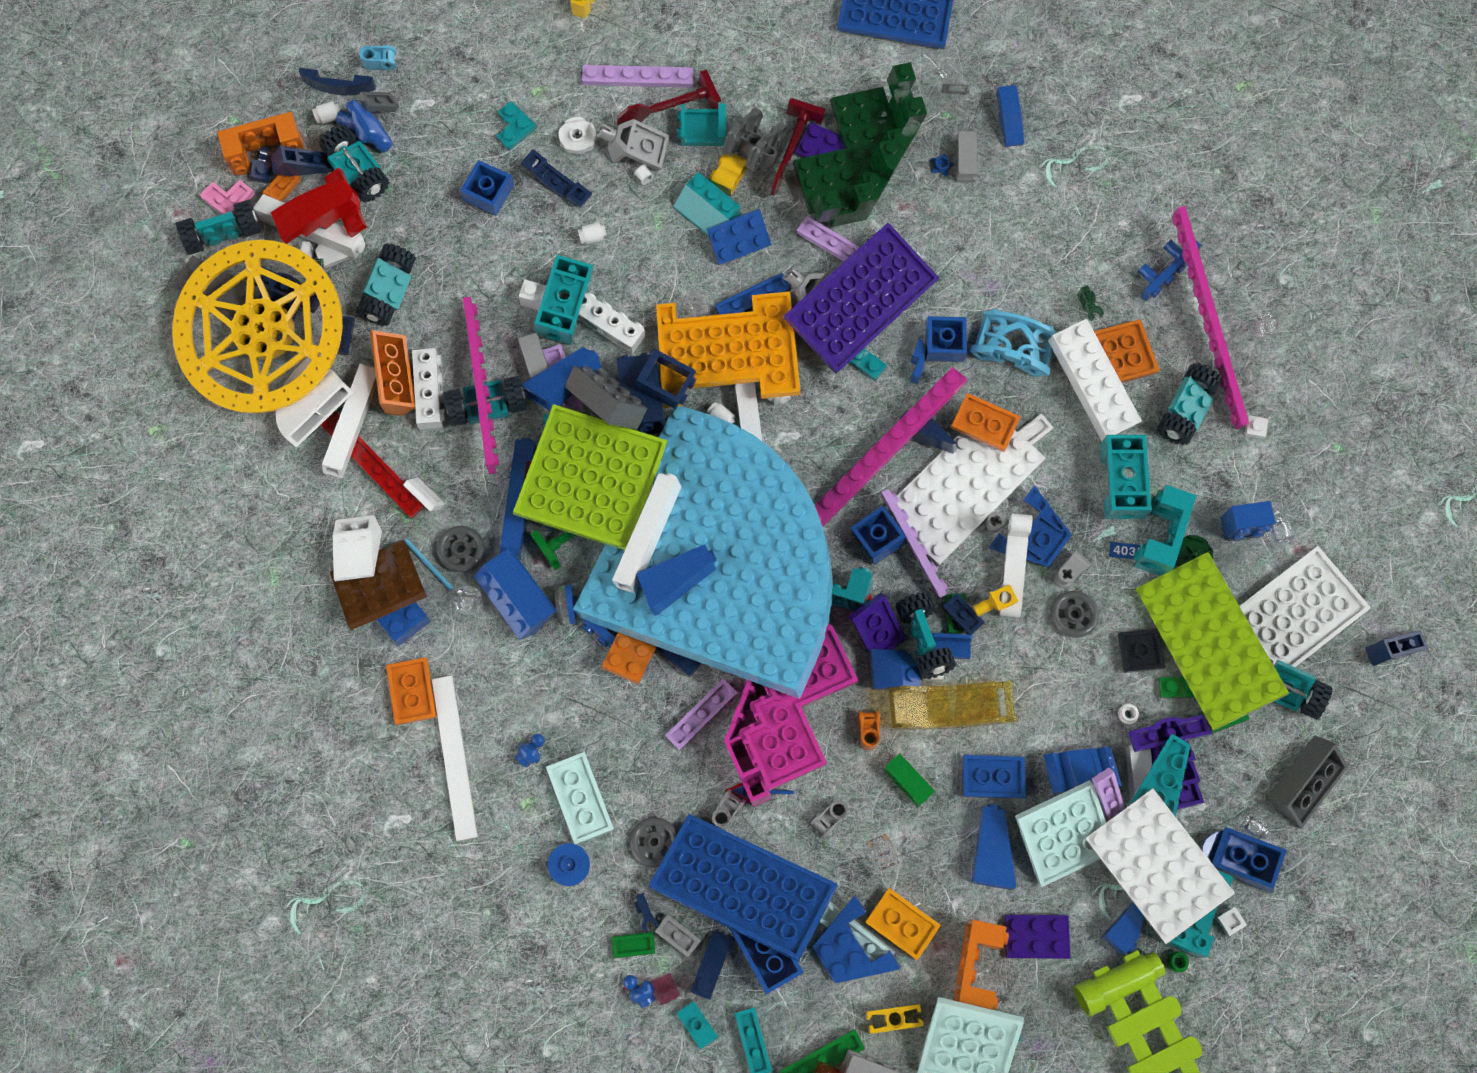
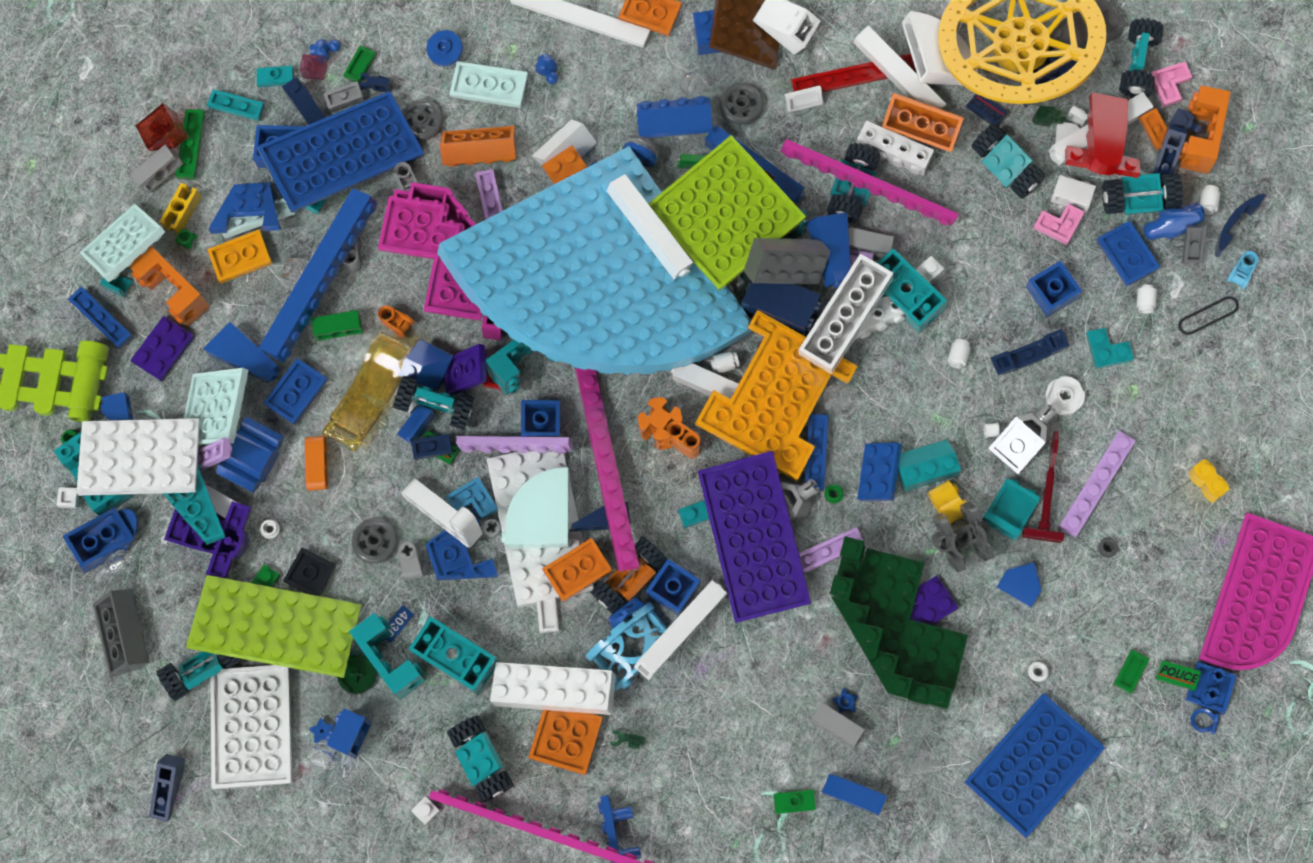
camera: 135 degrees right, 0 degrees up
(384, 220) = (1073, 192): none -> white brick
(416, 151) = (1128, 253): none -> blue plate
(422, 213) = (1062, 228): none -> bright pink plate
(428, 564) = (747, 75): medium azure axle -> none
(440, 62) = (1212, 322): none -> black piece
(450, 116) = (1146, 299): none -> white brick
(599, 687) = (571, 134): none -> white slope
(622, 324) = (846, 314): none -> white brick
(648, 766) = (478, 145): none -> orange slope
(658, 393) = (788, 304): dark blue window -> none
(675, 577) = (595, 218): blue slope -> none
(687, 37) = (1110, 542): none -> dark grey plate
(759, 87) = (1021, 583): none -> blue slope
(781, 261) = (833, 488): none -> green plate
(804, 113) = (968, 605): dark red piece -> none
(814, 422) = (665, 425): none -> orange connector
(824, 37) = (1038, 665): none -> white plate
(877, 823) = (318, 275): none -> blue brick
(918, 359) = (673, 555): blue slope -> none
(923, 997) = (185, 233): none -> green plate
(958, 482) = (540, 512): none -> light aqua brick
(970, 369) = (629, 582): none -> plate
(978, 556) = (475, 494): none -> dark azure plate
(980, 306) = (680, 630): none -> white brick
(993, 362) = (625, 612): none -> blue slope
(994, 602) = (422, 473): yellow bracket -> none
(1044, 711) = (316, 463): none -> orange beam
(1045, 157) = (794, 802): none -> green plate
(1050, 1020) = (100, 317): none -> blue plate
(1254, 555) = (316, 730): none -> blue plate

